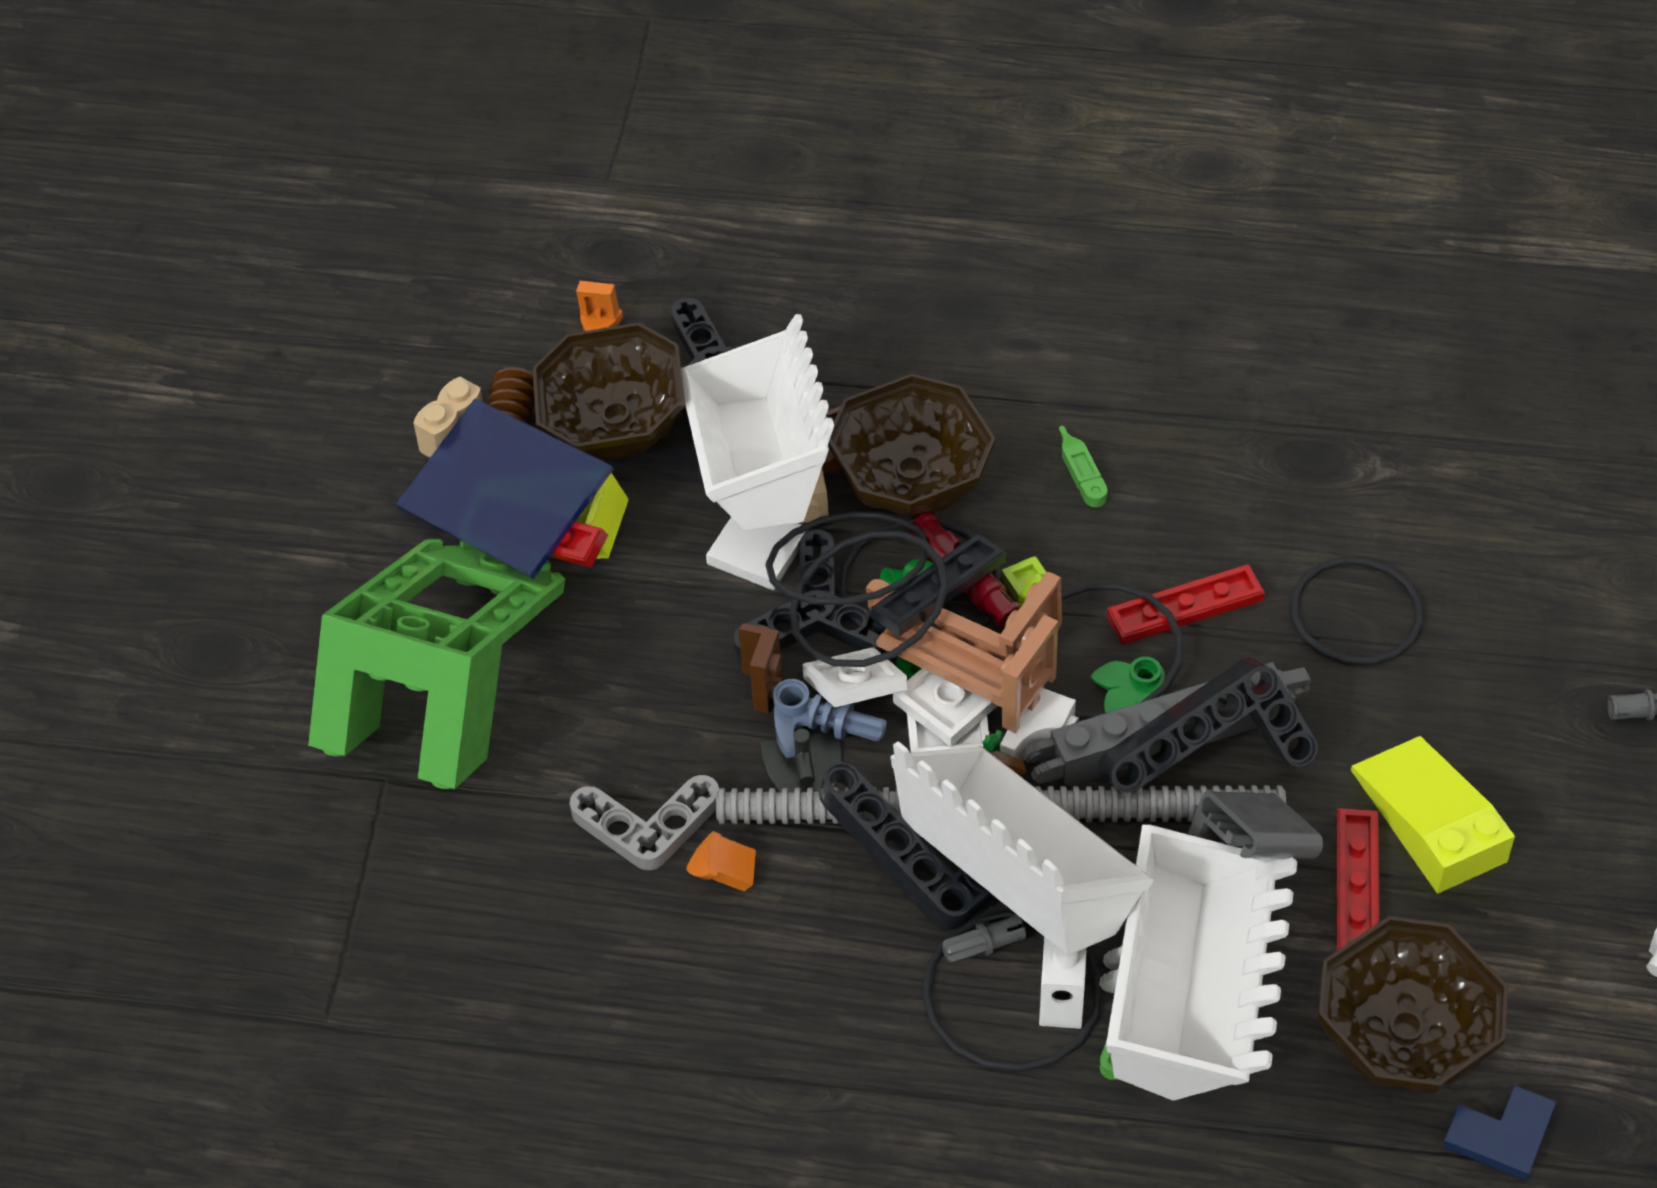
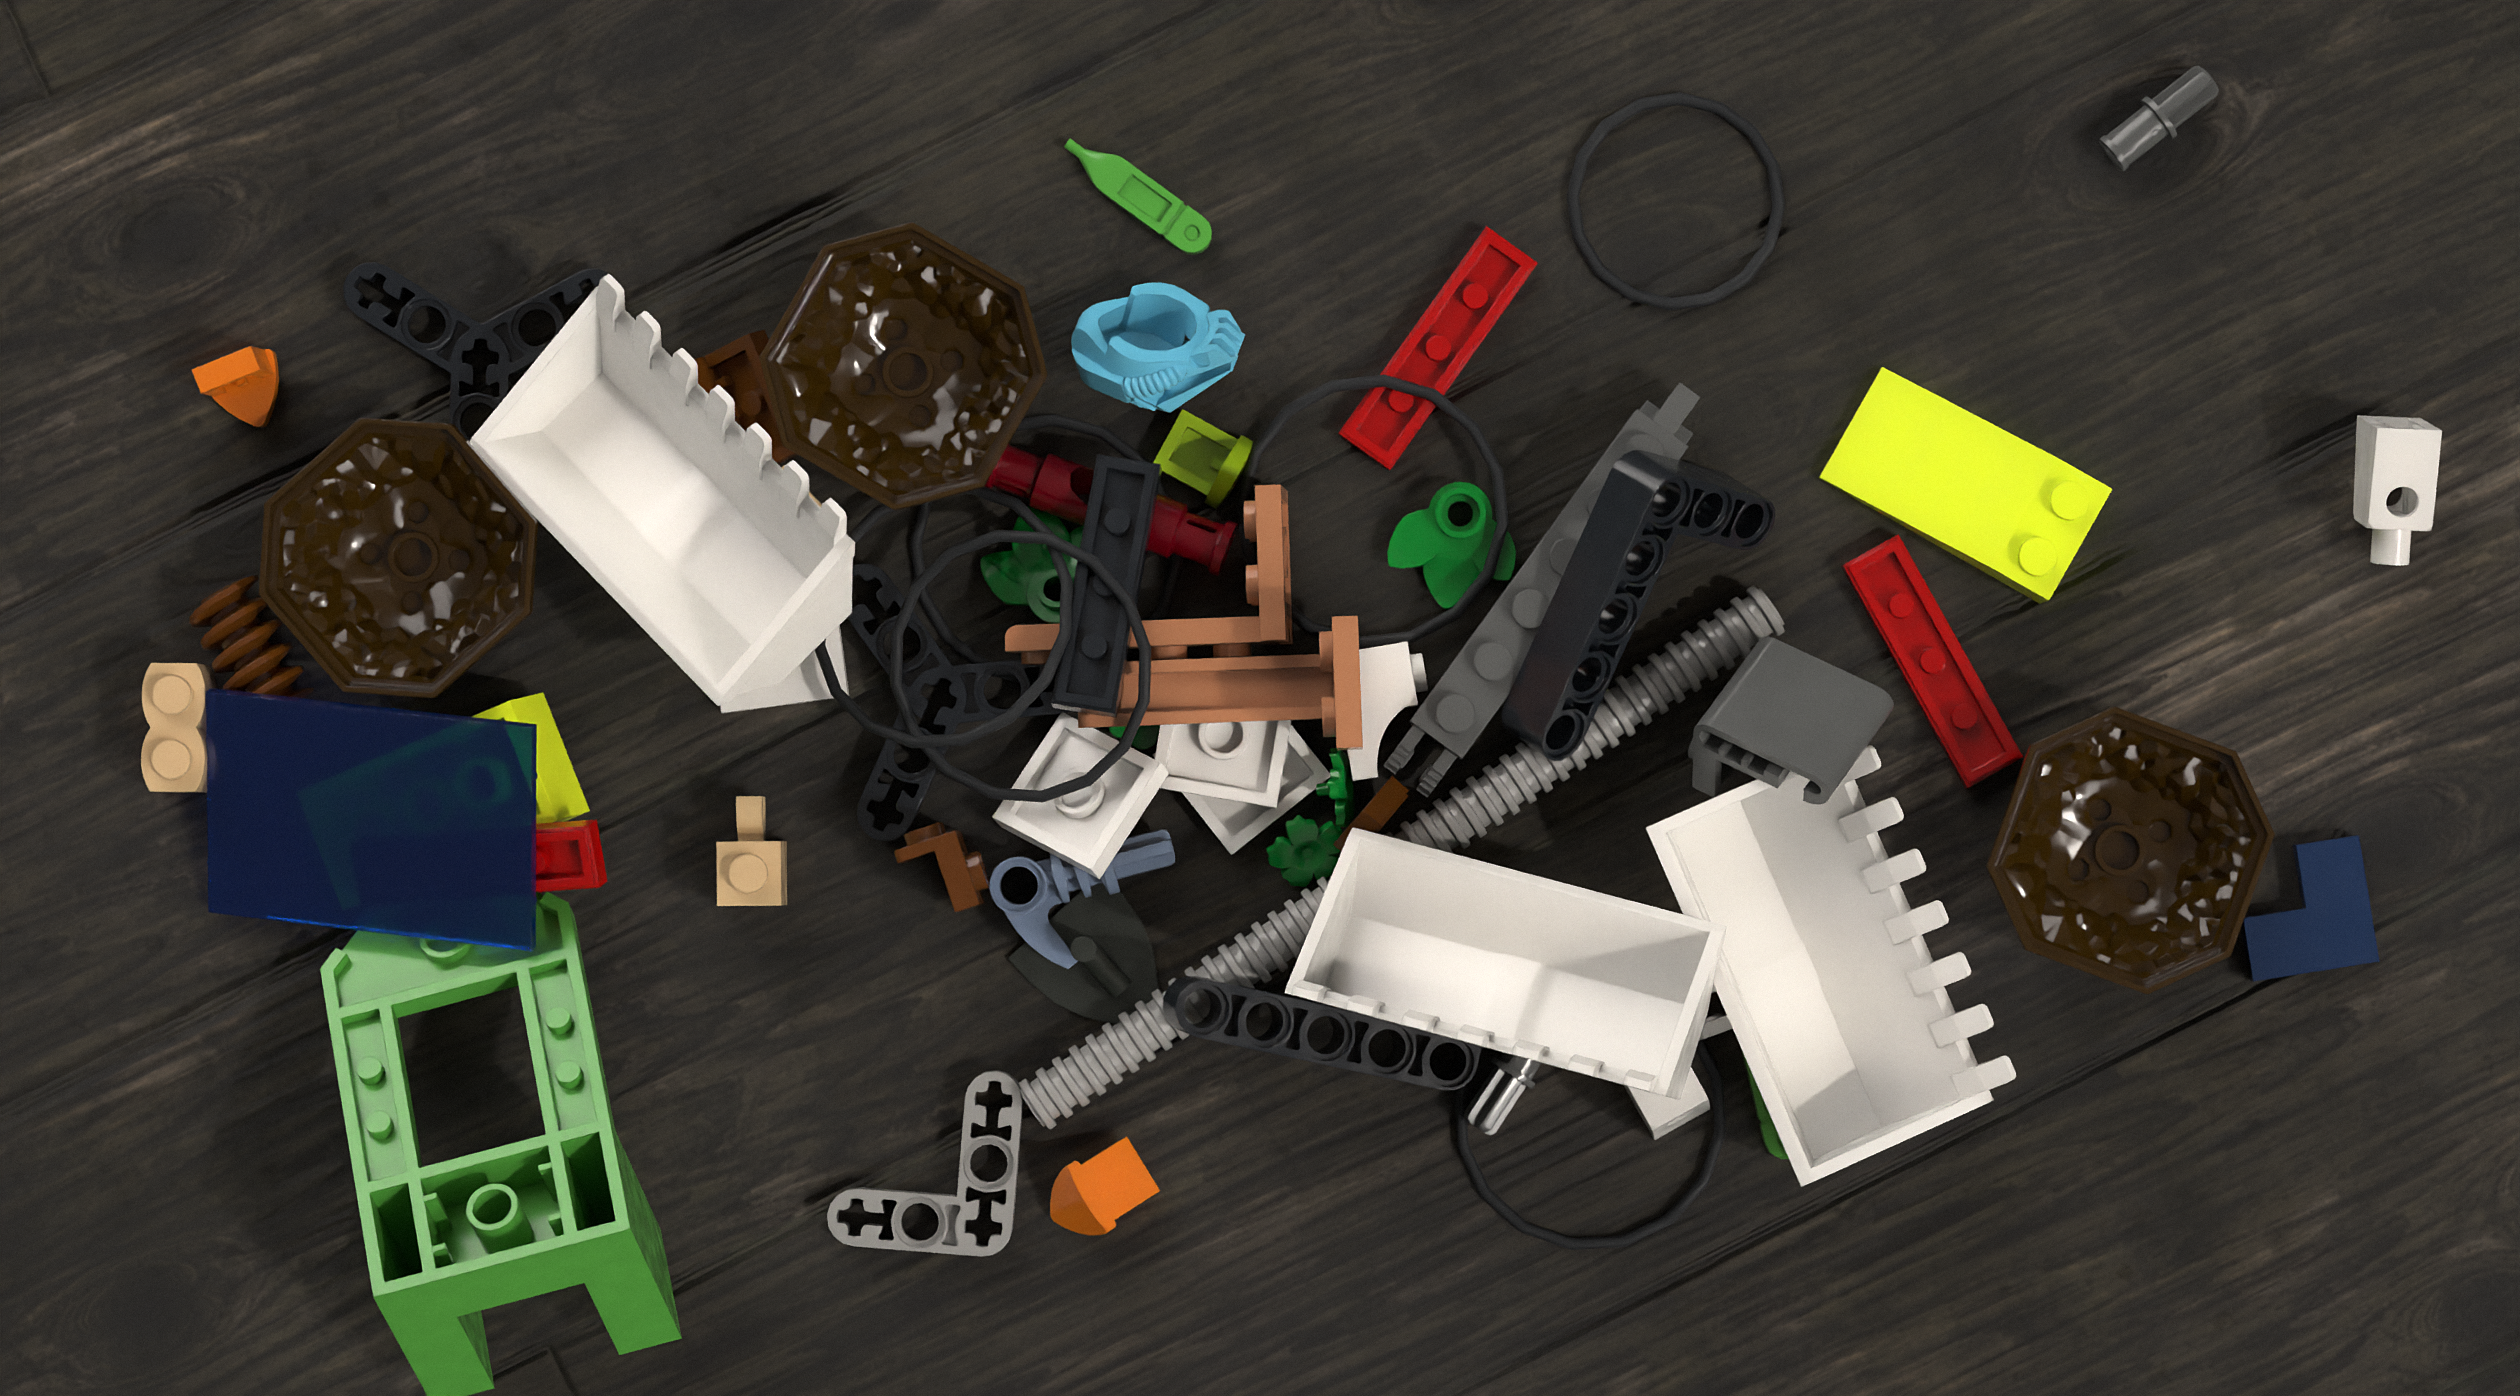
camera: 35 degrees left, 35 degrees up
(666, 619) = (752, 868): none -> tan brick
(1038, 516) = (1139, 347): none -> medium azure helmet

